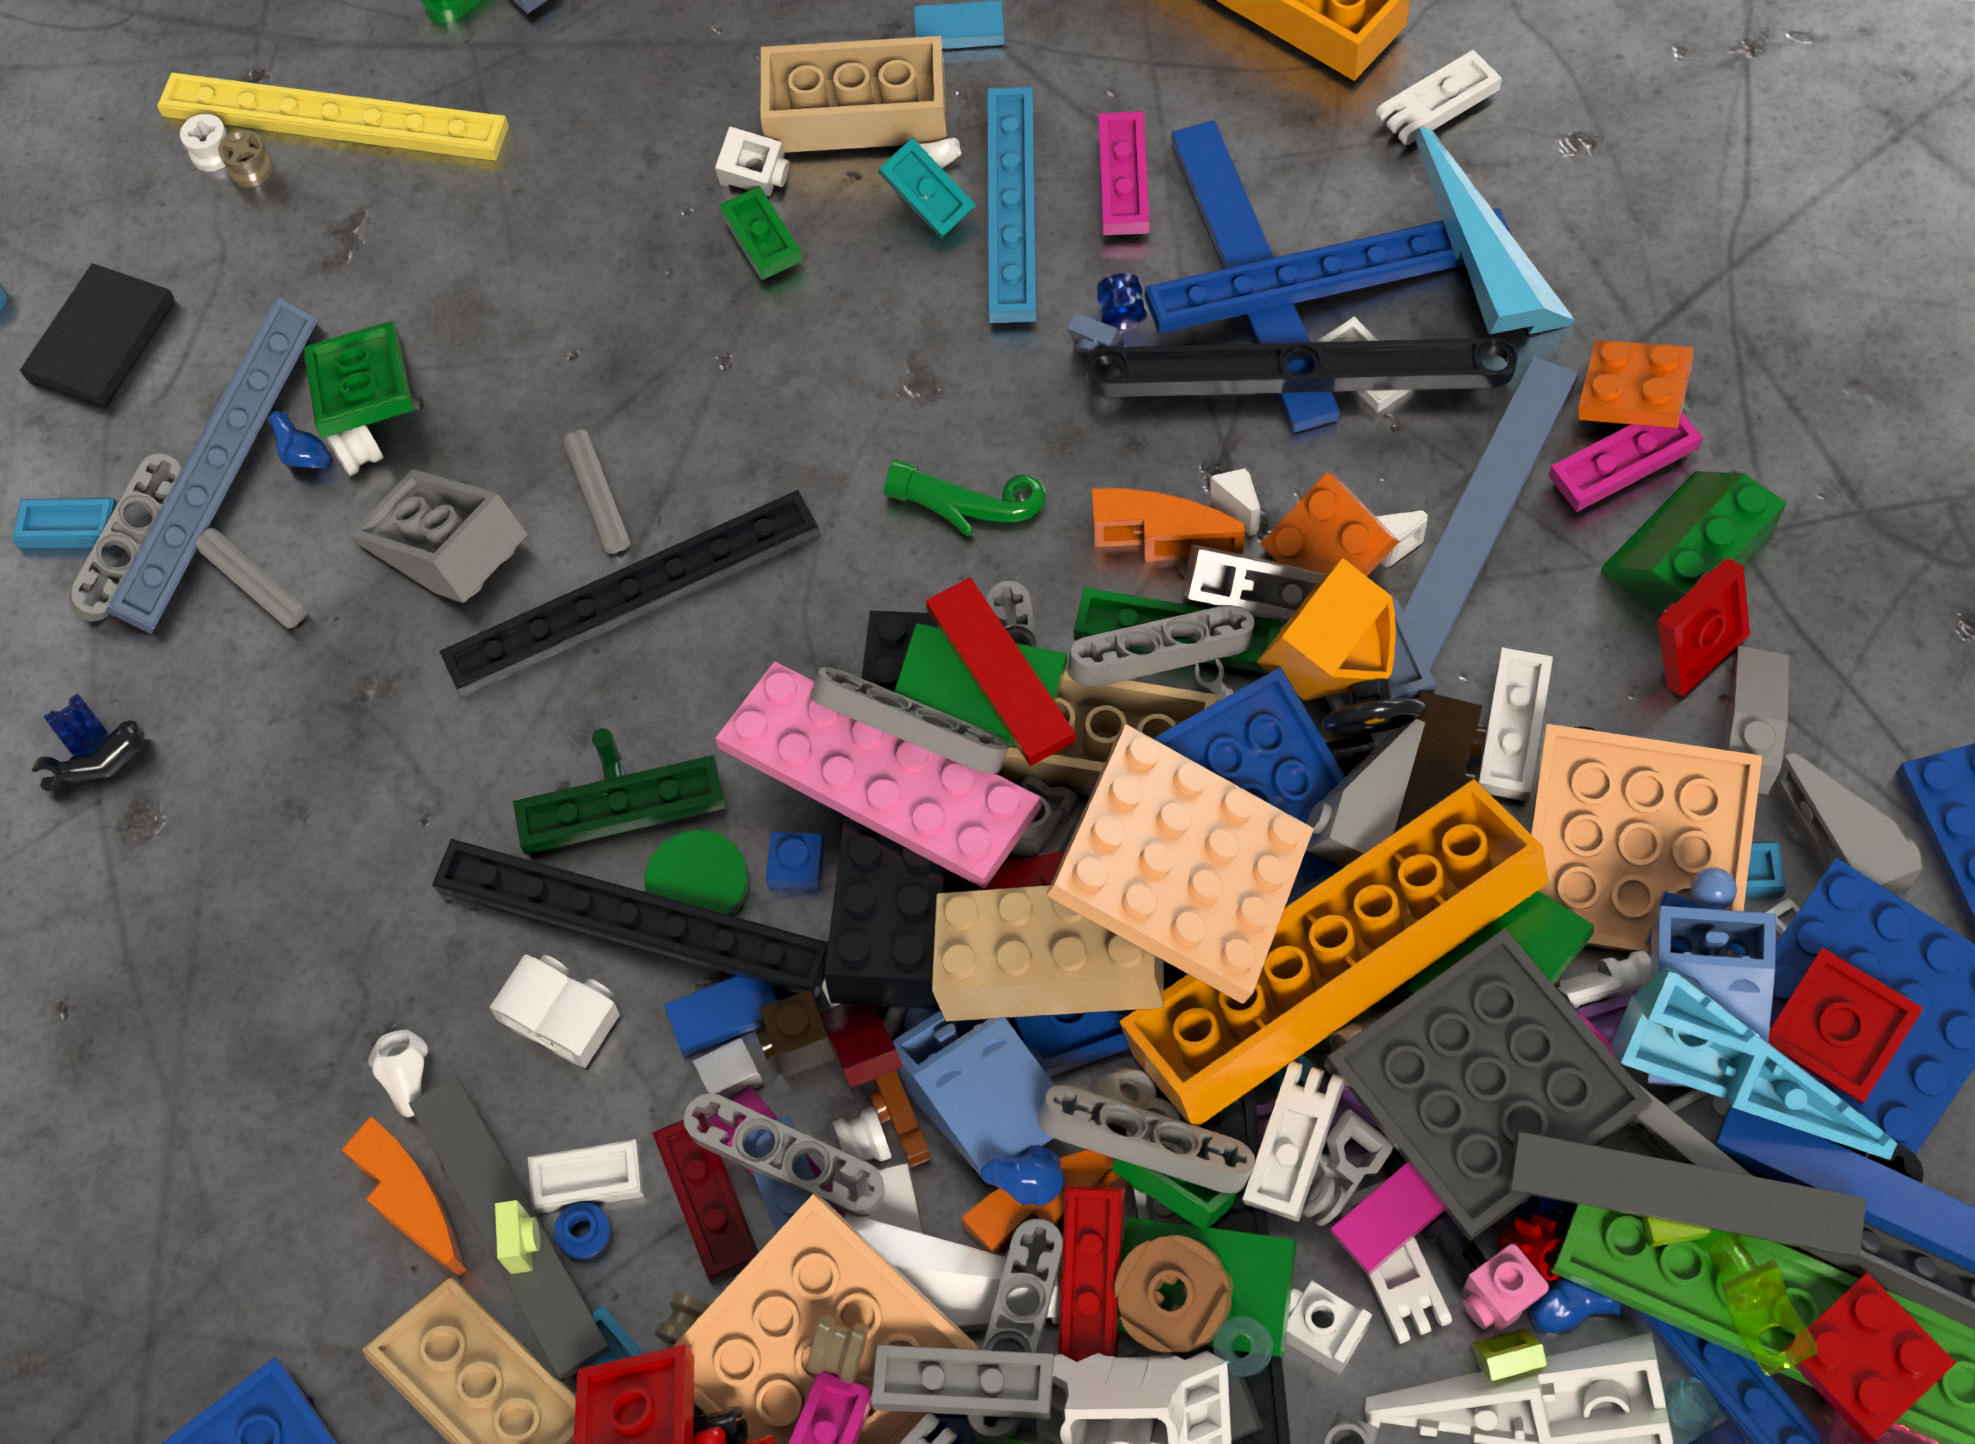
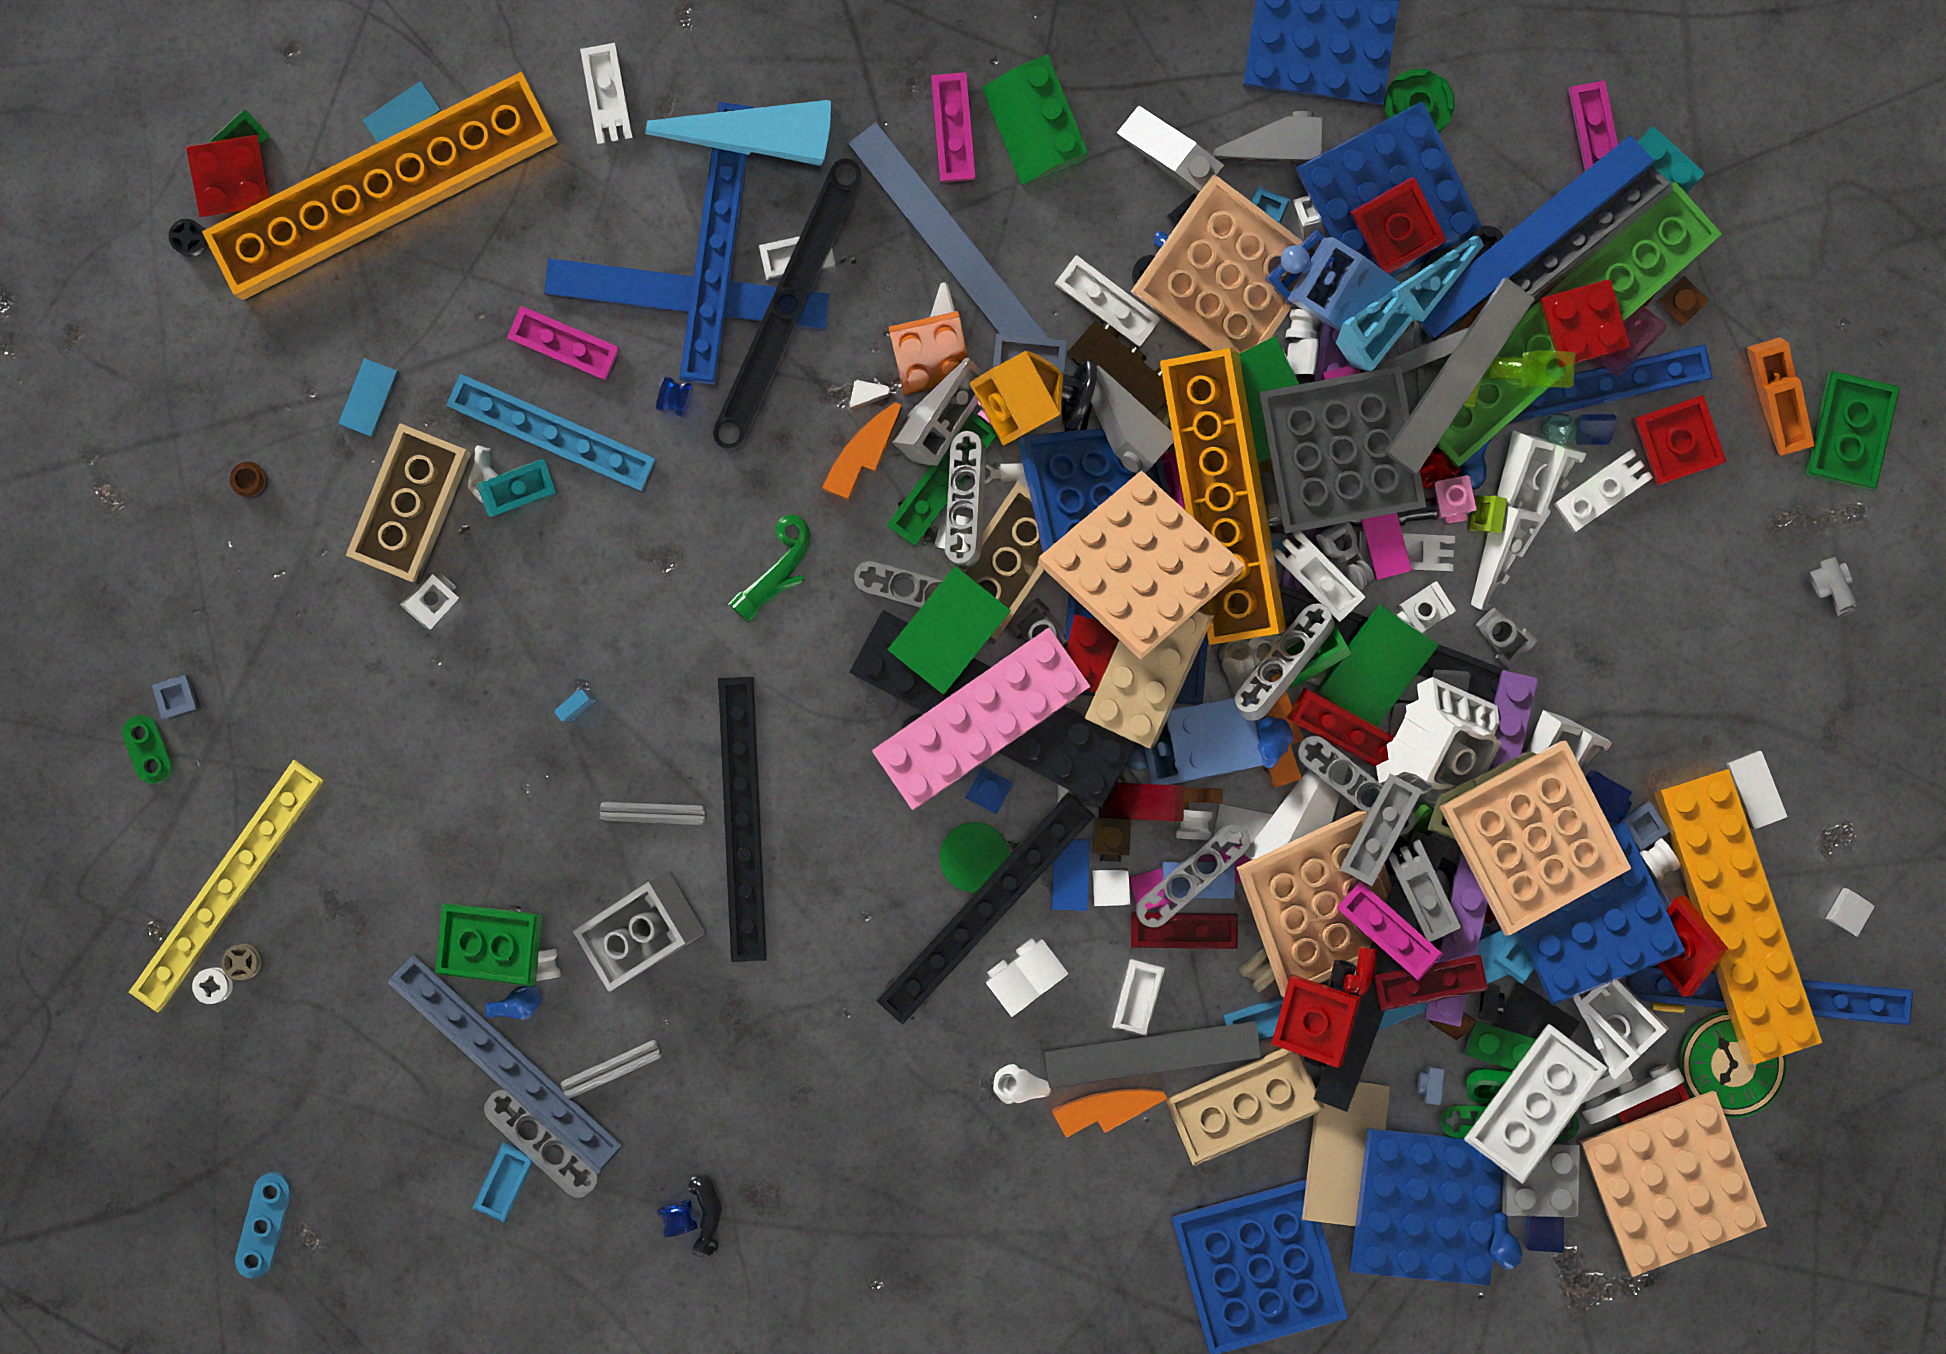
camera: 70 degrees left, 25 degrees up
(97, 334) = (349, 1115): black tile -> none
(516, 1236) = (1172, 1050): yellowish green plate -> none
(593, 1241) = (1173, 1000): blue plate -> none
(619, 801) = (899, 885): dark green plate -> none
(689, 341) = (575, 705): none -> dark azure tile
(760, 233) = (491, 618): green plate -> none
(837, 1349) = (1333, 892): dark tan wheel -> none
(909, 720) = (925, 722): light grey beam -> none
(1000, 671) = (951, 613): red tile -> none
(1092, 334) = (695, 428): sand blue plate -> none
(1141, 1302) = (1372, 707): medium nougat plate -> none
(1260, 1345) = (1421, 654): clear light blue plate -> none
(1636, 383) = (905, 91): orange plate -> none
(1704, 626) = (1108, 159): red plate -> none

